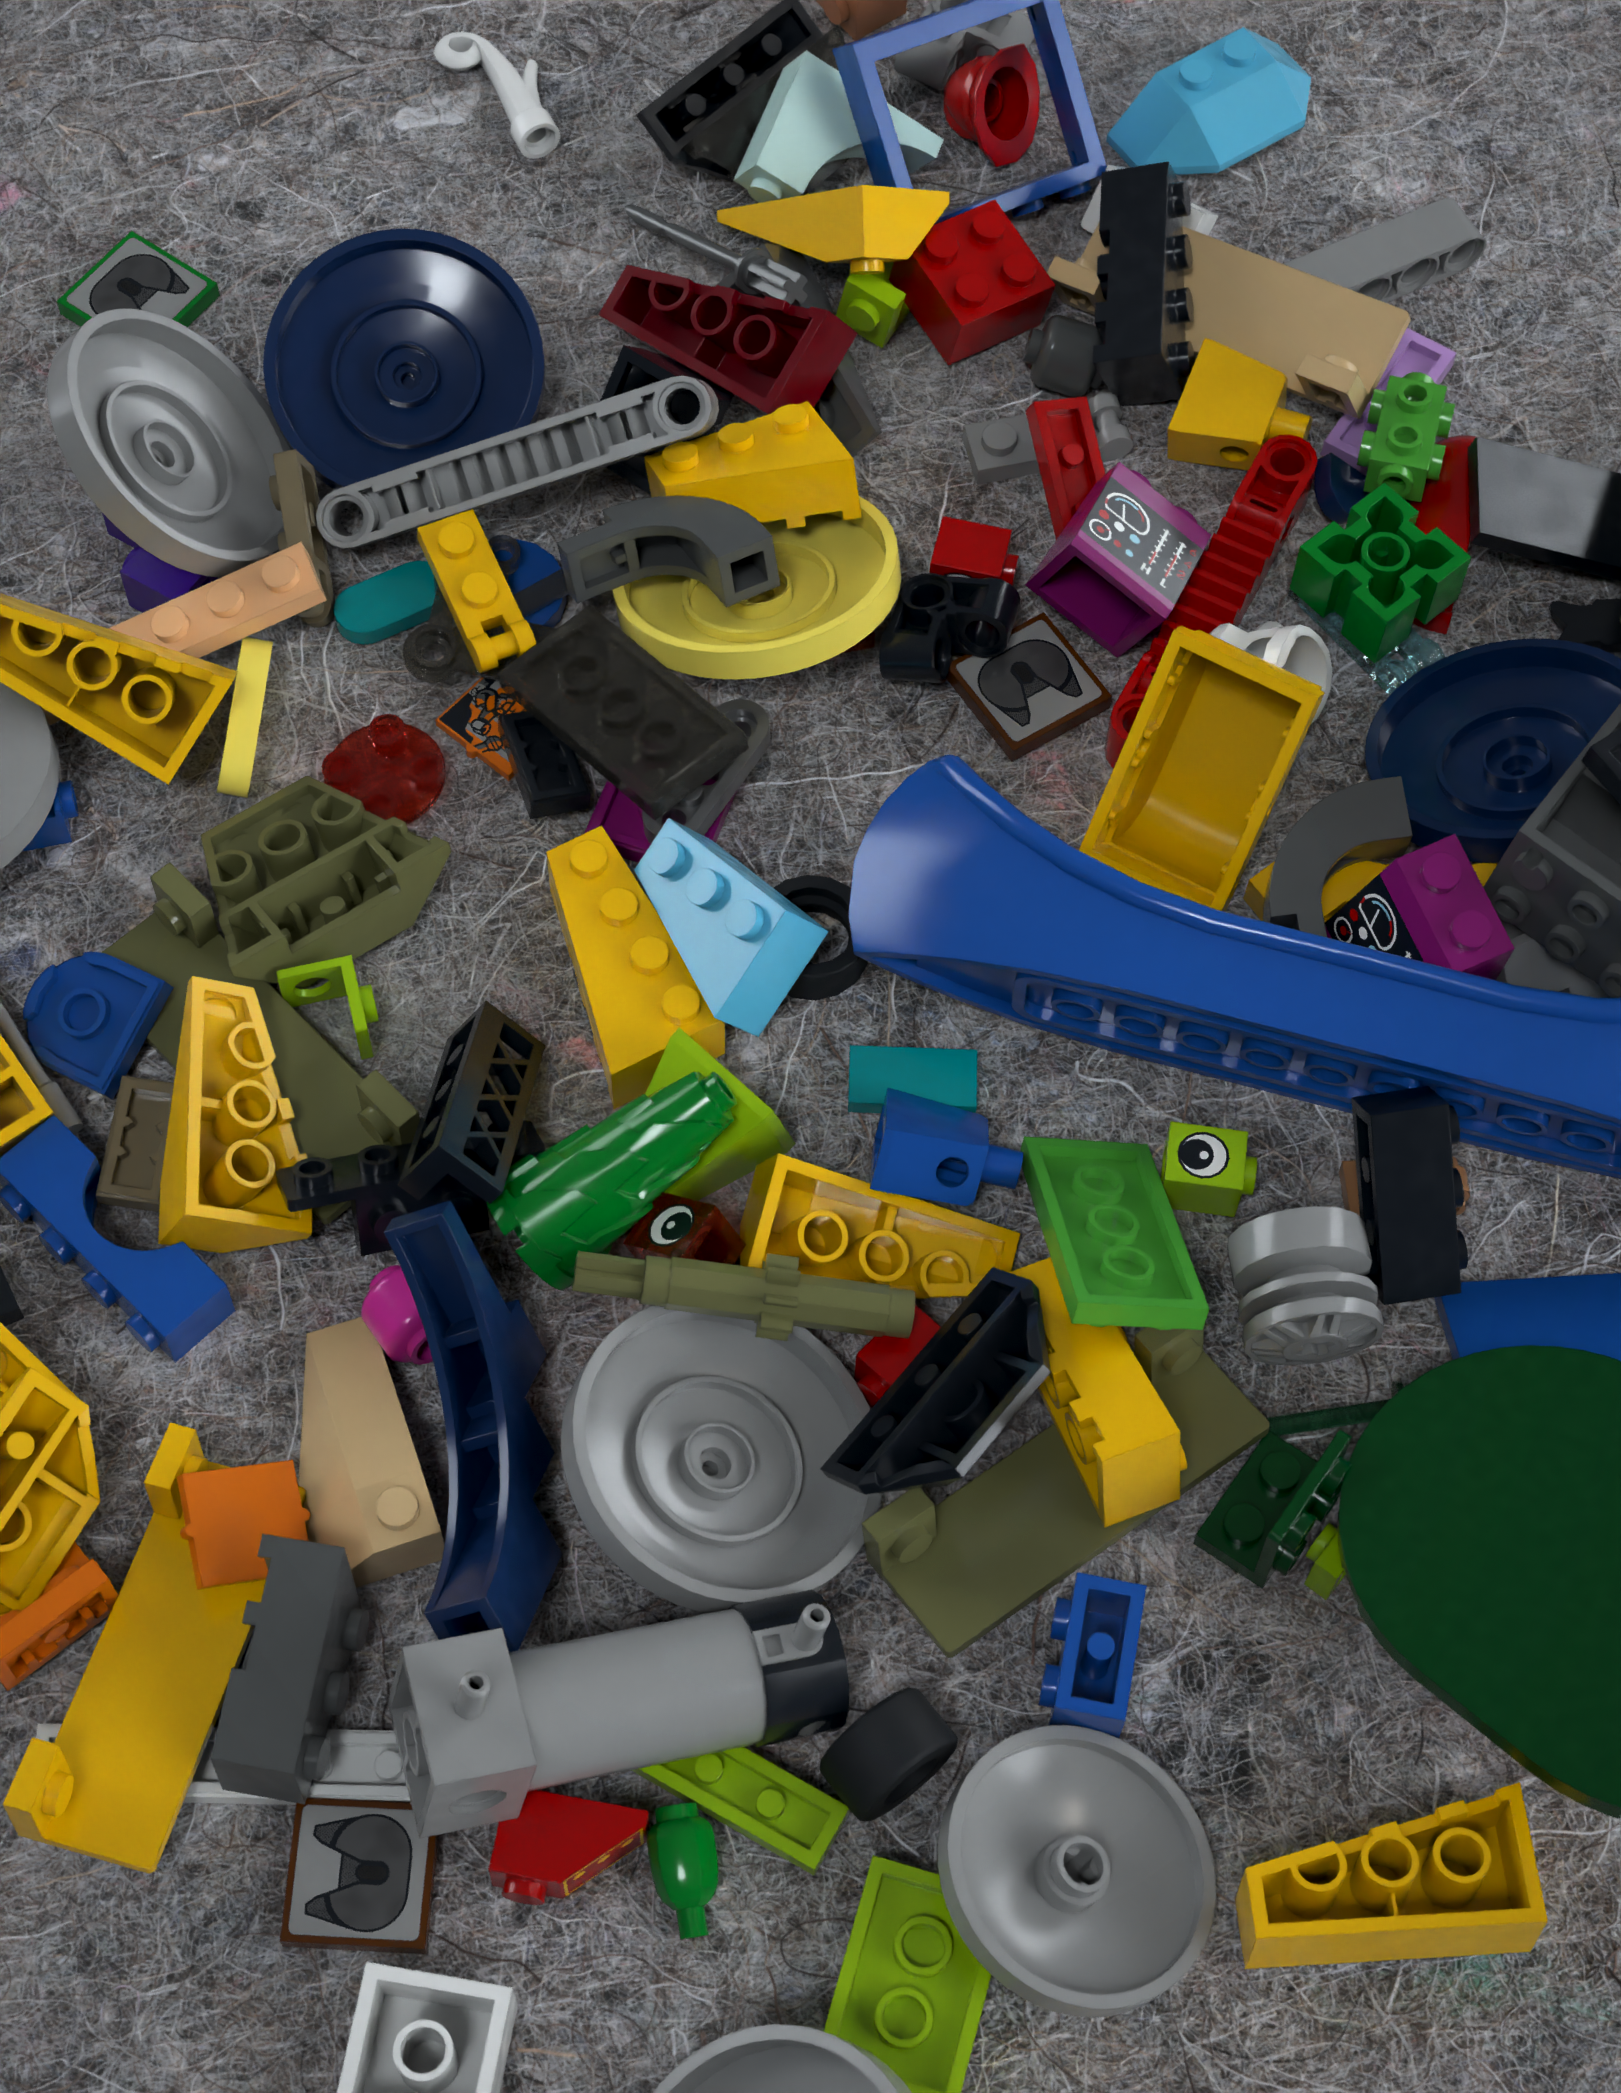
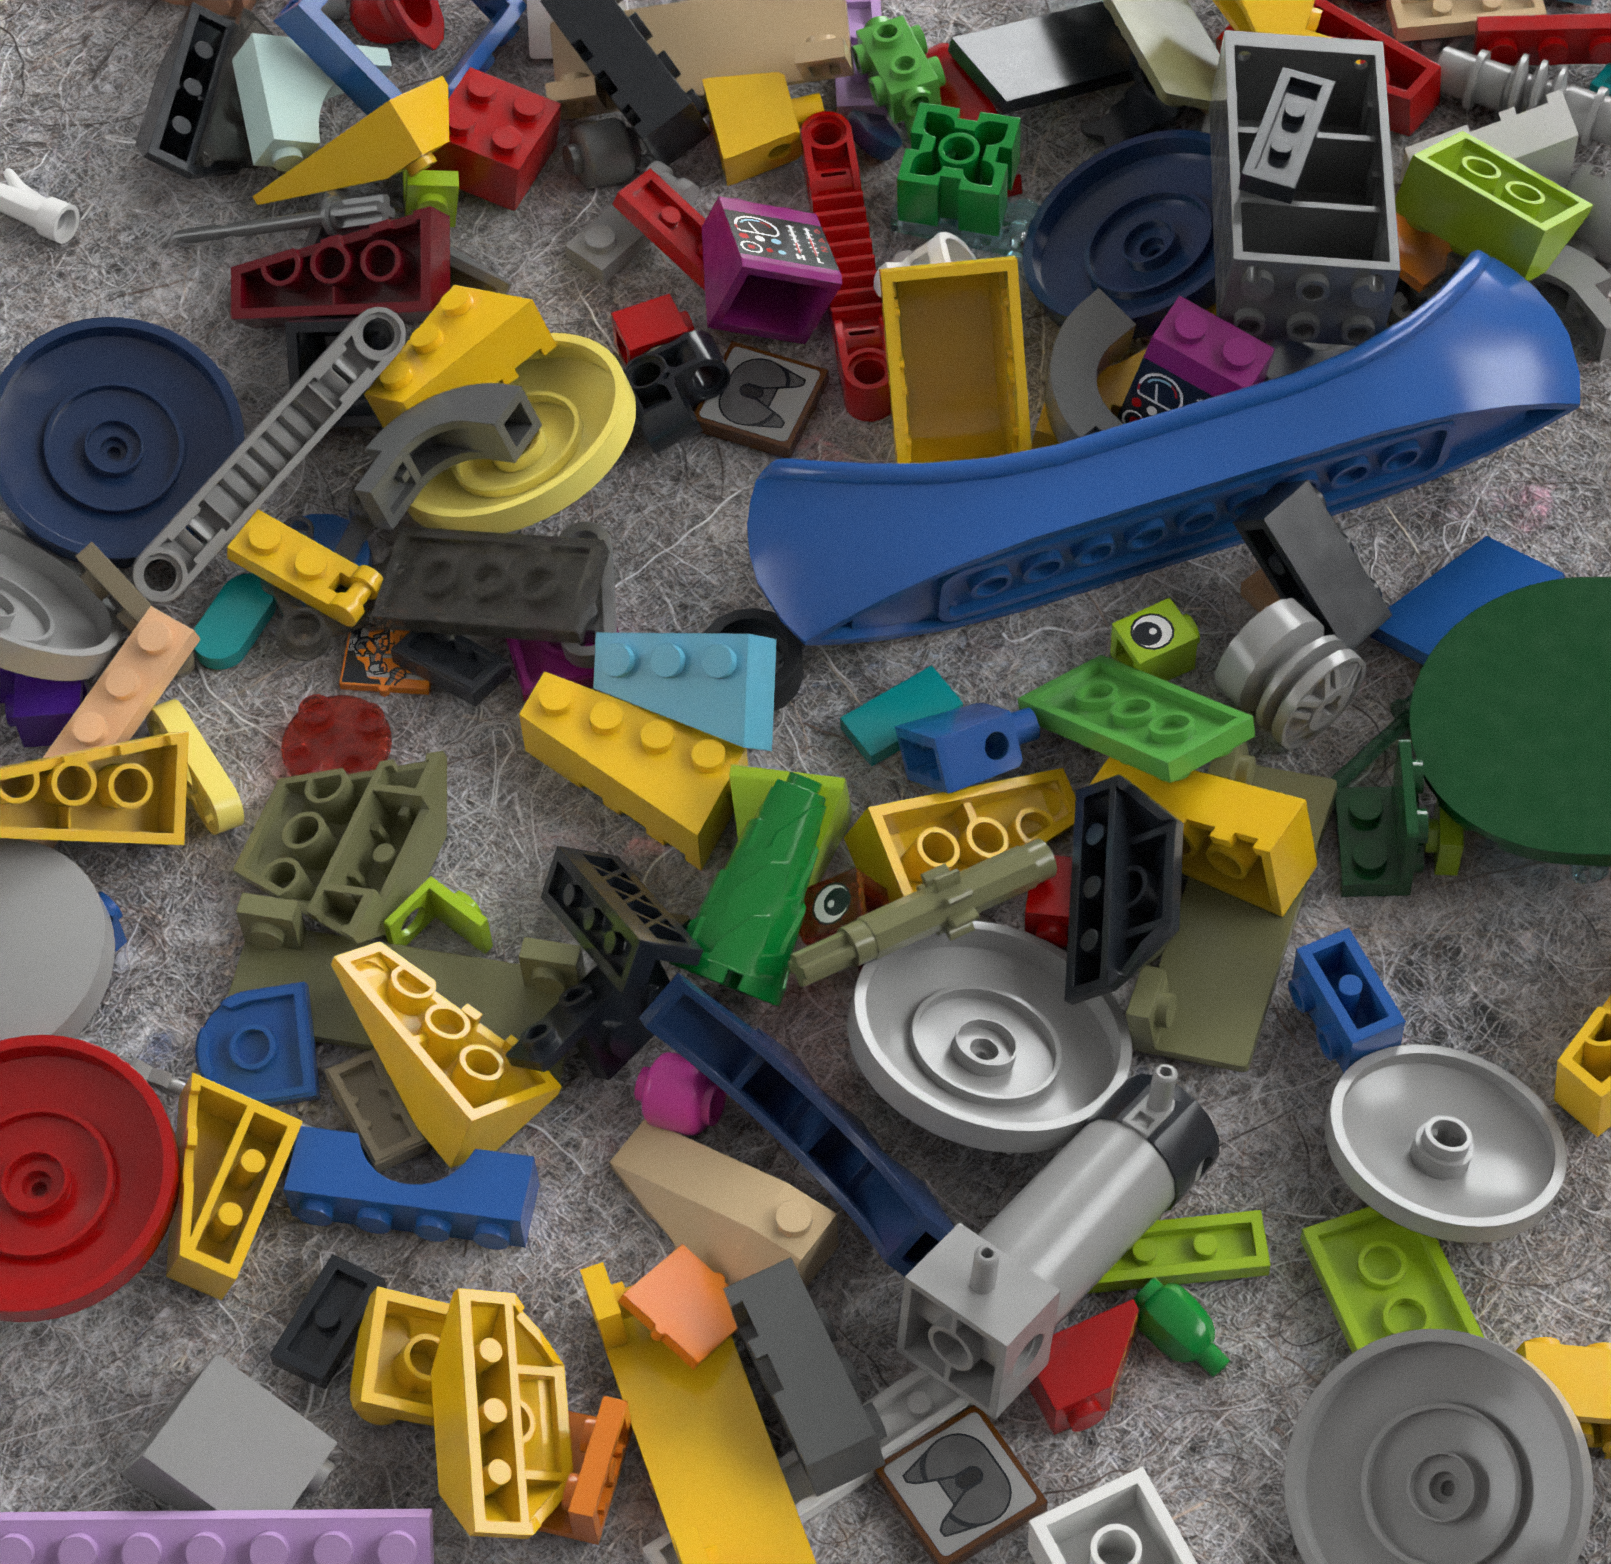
camera: 30 degrees left, 5 degrees down
(888, 1754) = (1262, 1154): black tyre -> none

